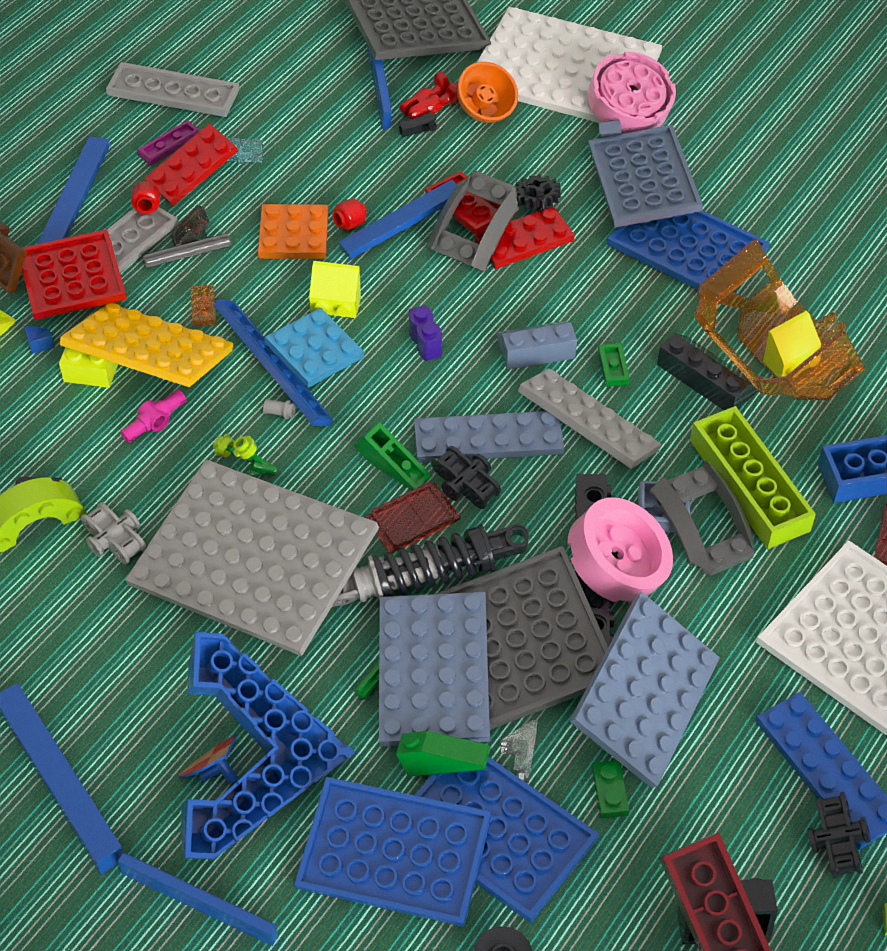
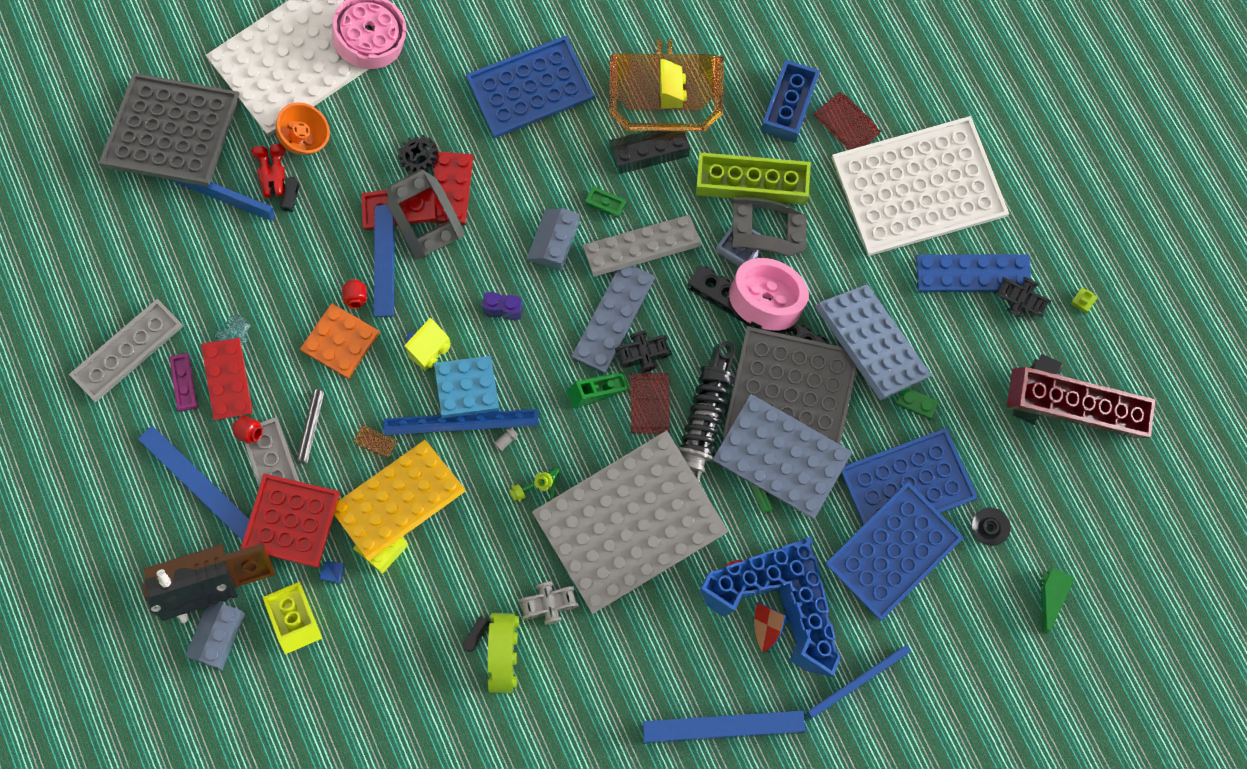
camera: 60 degrees left, 20 degrees up
(153, 416) = (460, 527): dark pink pin -> none
(192, 227) = (295, 413): clear smoke slope -> none
(439, 753) = (848, 486): green slope -> none
(522, 745) = (863, 432): clear slope -> none
(610, 128) = (392, 68): sand blue slope -> none
(644, 176) = (453, 74): sand blue plate -> none

